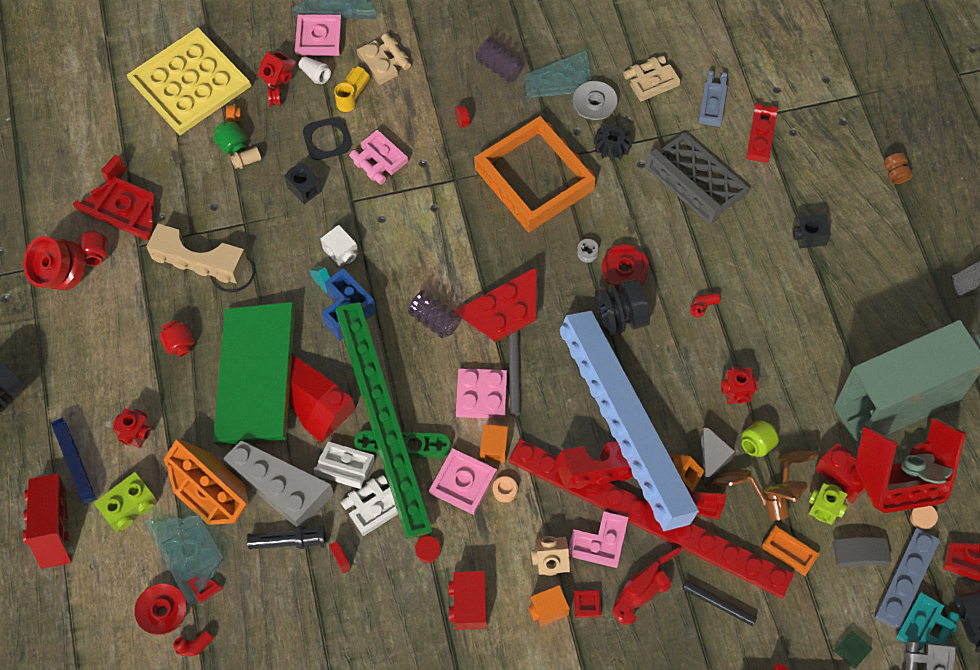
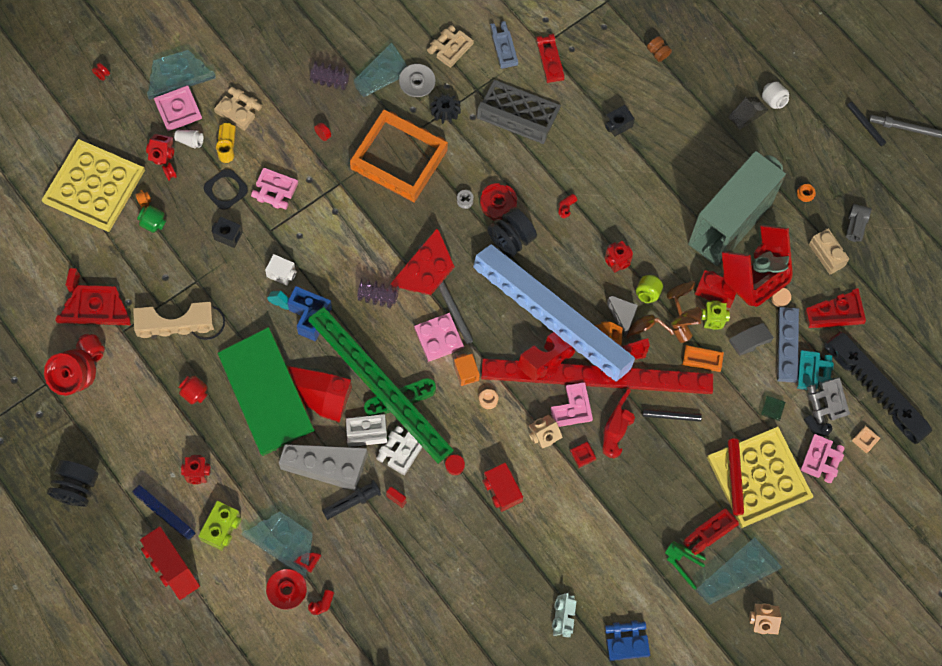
camera: 30 degrees left, 5 degrees up
(205, 484) = (274, 487): orange wedge -> none
(246, 157) = (168, 232): tan pin -> none
(463, 481) = (457, 406): bright pink plate -> none
(548, 606) = (558, 467): orange brick -> none

